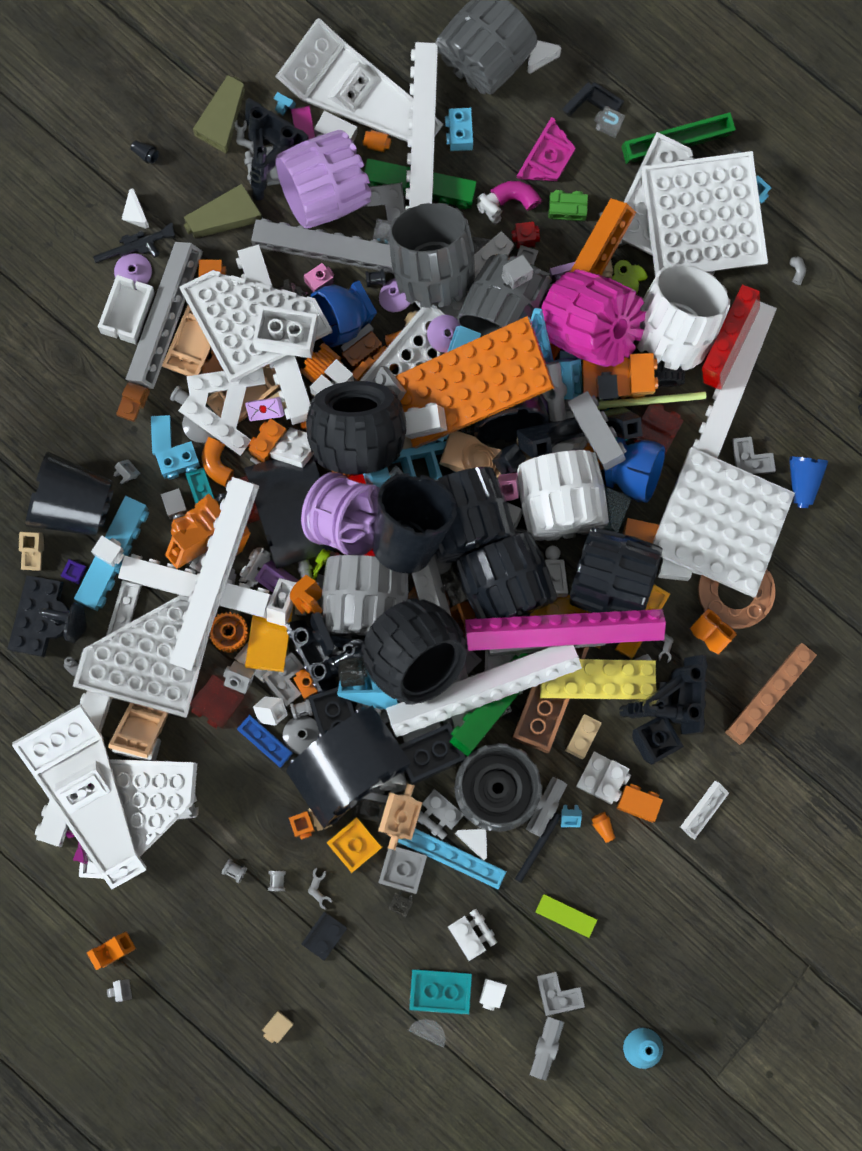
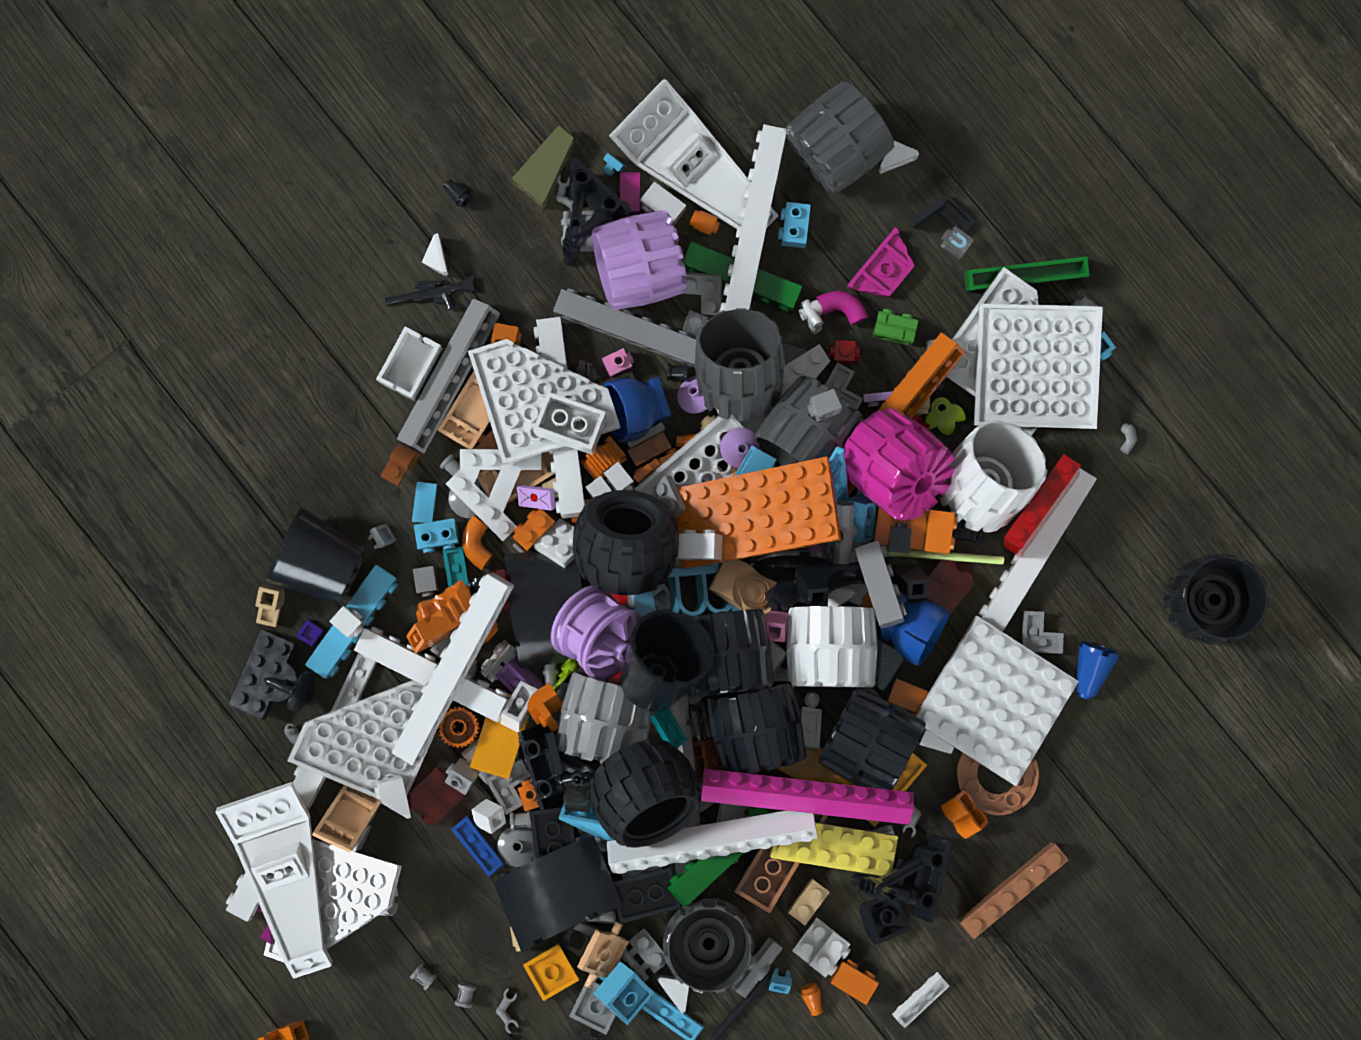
camera: 15 degrees right, 5 degrees up
(142, 272) = (434, 322): lavender dish -> none
(178, 704) = (393, 794): none -> white slope
(222, 214) = (529, 275): olive slope -> none
(302, 825) = (500, 943): orange brick -> none
(423, 590) = (668, 727): none -> teal plate
(426, 850) = (623, 993): none -> medium azure slope

